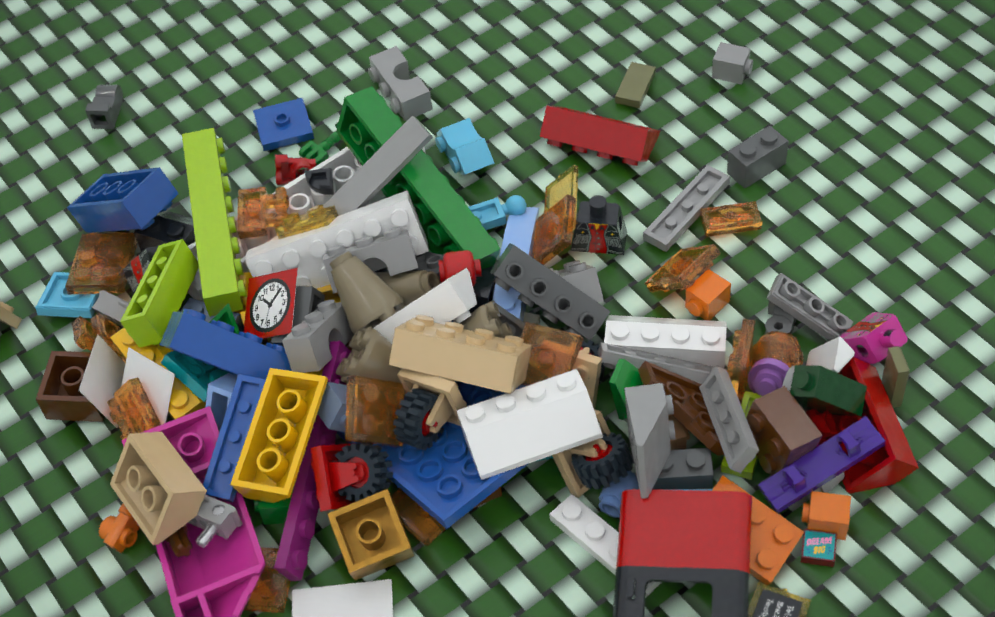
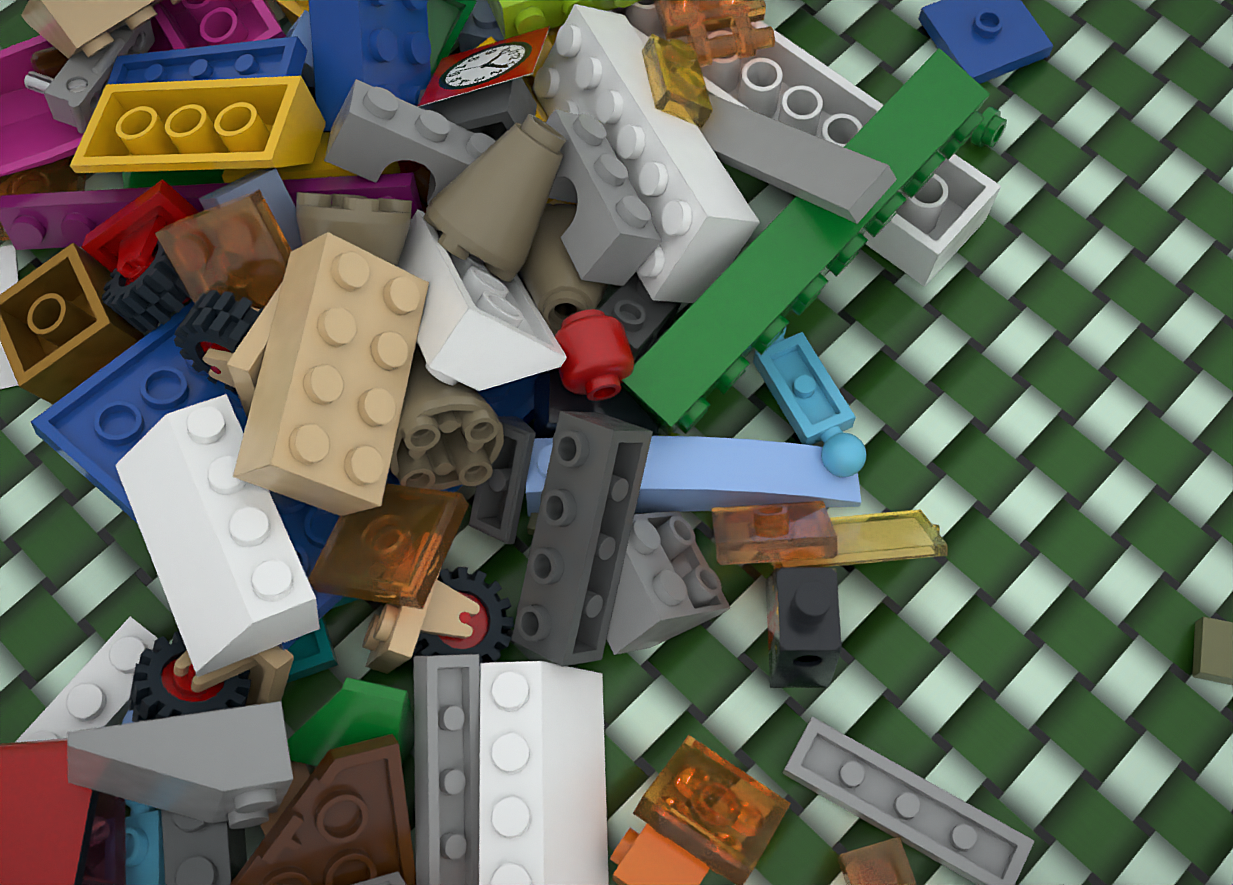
camera: 75 degrees right, 15 degrees up
(289, 168) = (868, 64): red plate -> none
(321, 180) = (811, 97): black tile -> none
(406, 95) = (1155, 171): light grey arch -> none
(463, 147) = (977, 338): medium azure brick -> none
(599, 134) = (1082, 597): red slope -> none

